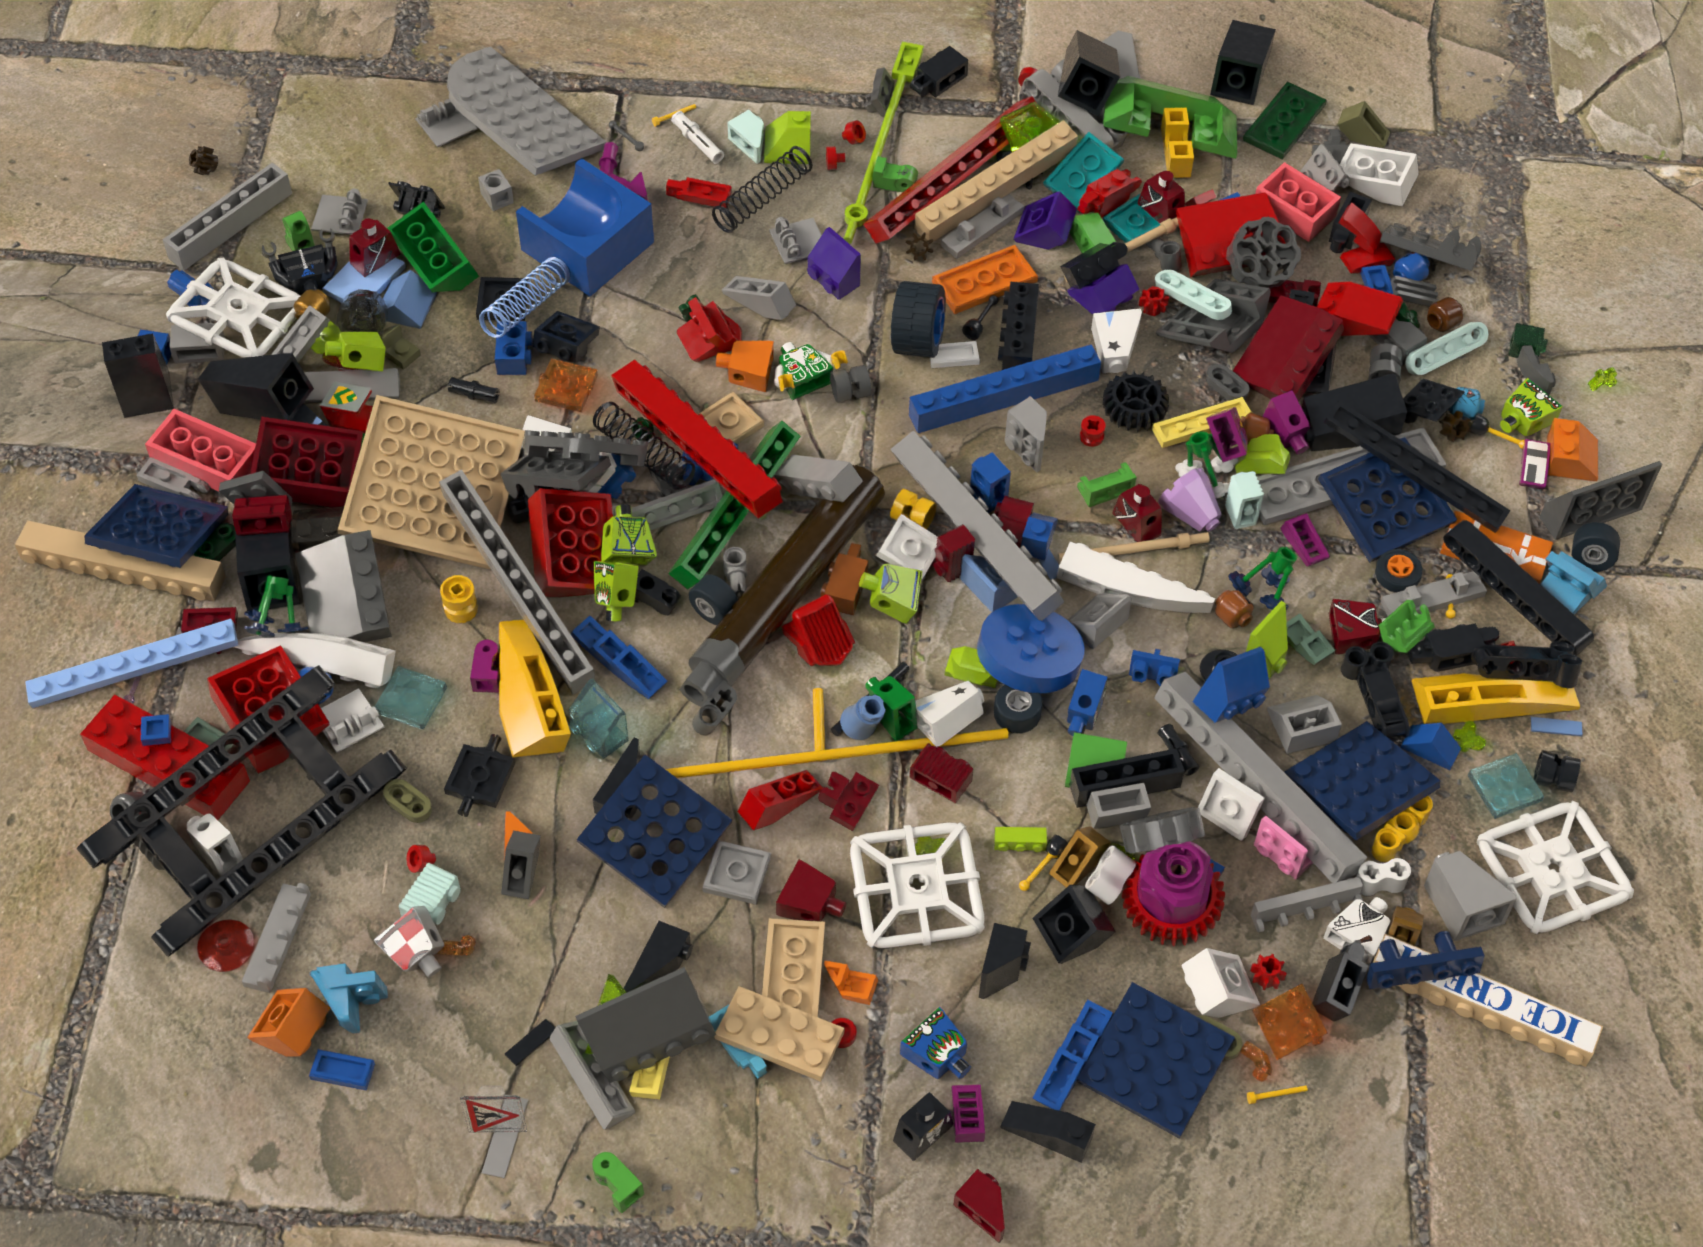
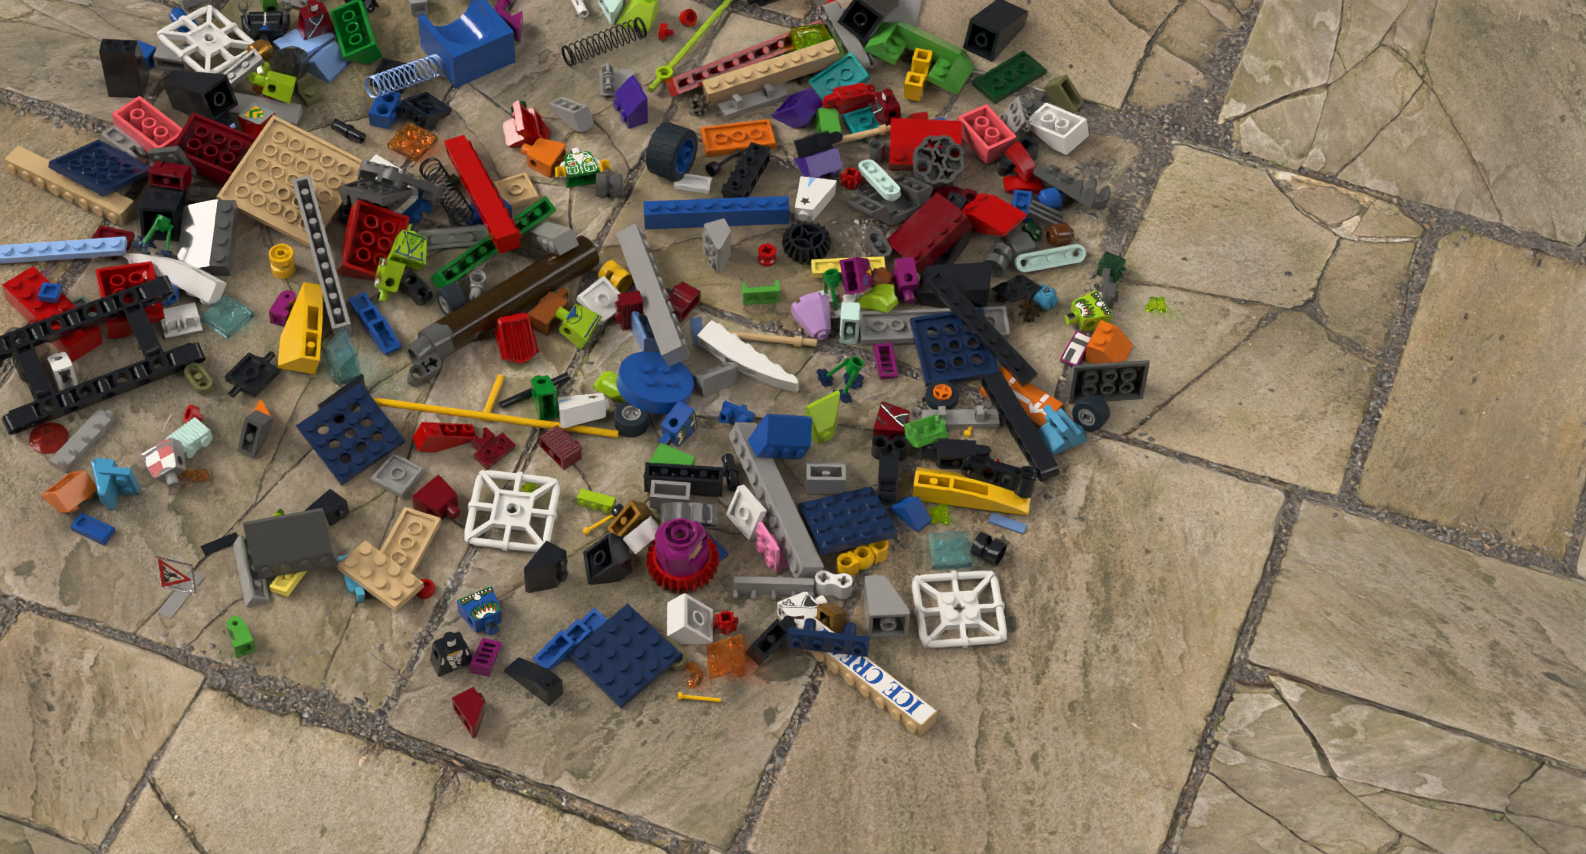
camera: 15 degrees right, 5 degrees down
(218, 543) = (136, 190): dark green plate -> none
(699, 191) = (559, 33): red hinge -> none
(852, 984) = (444, 561): orange slope -> none
(862, 717) = (520, 399): medium blue plant -> none
(893, 176) = (701, 53): bright green leg -> none
(990, 480) = (674, 268): blue brick -> none
(1038, 534) = (696, 313): blue slope -> none
(1139, 513) = (769, 309): dark red torso -> none
(1234, 609) = (811, 391): dark orange head -> none
(1306, 642) = (854, 425): sand green slope -> none
(1481, 426) = (1049, 315): hinge -> none

